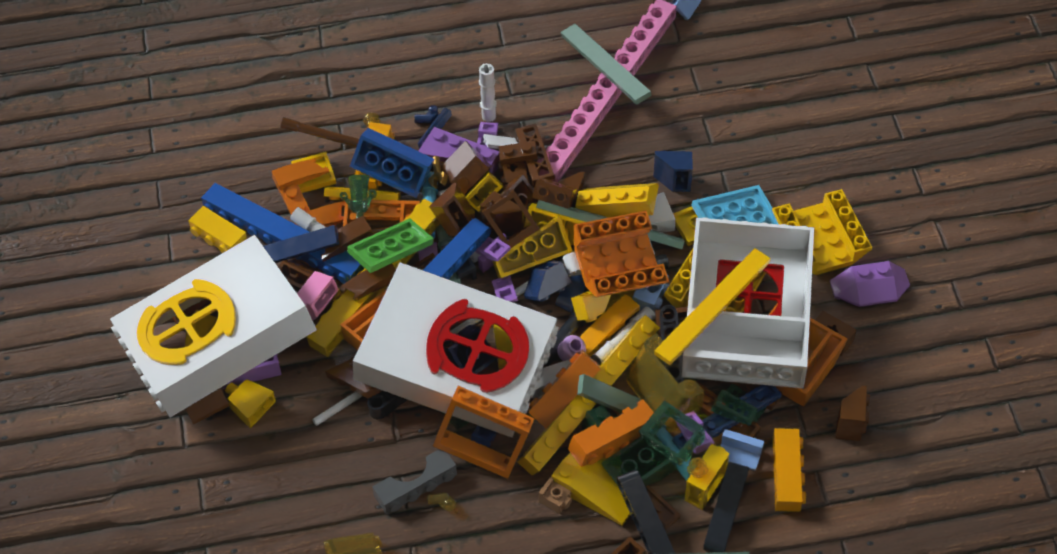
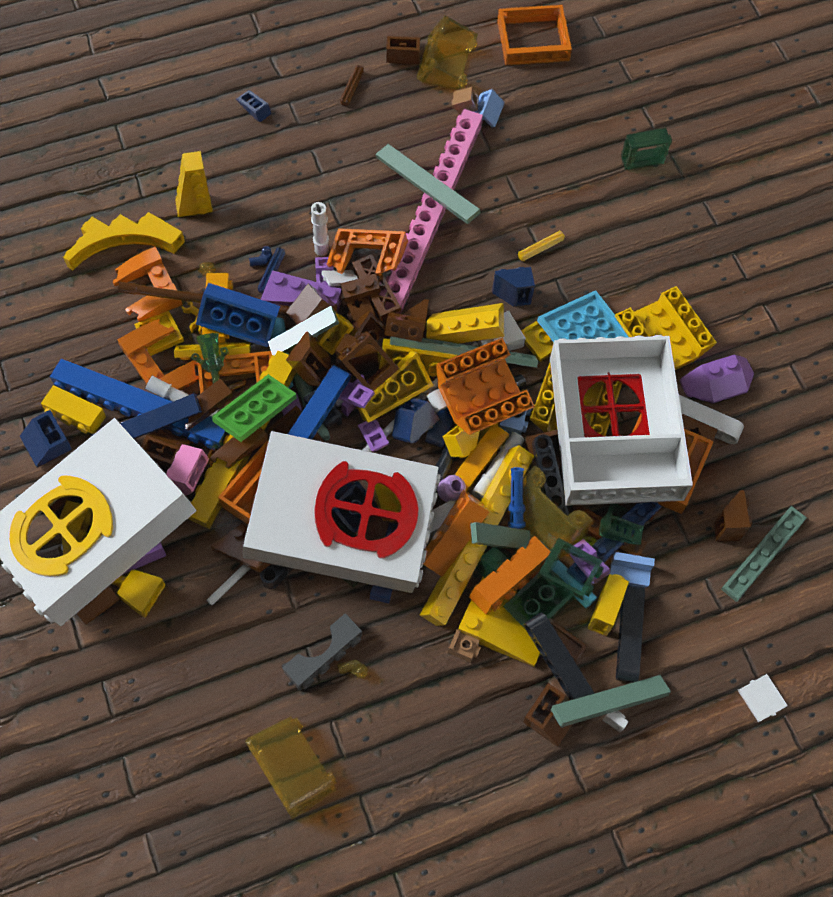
camera: 15 degrees left, 10 degrees up
(185, 252) = (44, 439): none -> dark blue slope
(296, 75) = (123, 231): none -> yellow arch
(313, 108) = (148, 263): none -> orange wedge
(349, 155) = (195, 311): none -> yellow arm
(371, 44) = (193, 189): none -> yellow wedge
(438, 175) = (284, 319): pearl gold bar -> none
(464, 179) = (314, 325): none -> tile
(475, 452) = (382, 614): orange window -> none
(557, 117) = (346, 240): none -> orange wedge
(632, 372) = (516, 506): none -> blue pin
(701, 464) = (603, 609): clear yellow plate -> none
(712, 137) = (541, 246): none -> yellow axle
(712, 306) = (589, 435): yellow tile -> none
(787, 470) = (680, 583): light orange brick -> none
(835, 66) = (634, 159): none -> clear green window
(868, 331) = (728, 428): none -> white beam
(882, 455) = (763, 554): none -> sand green tile

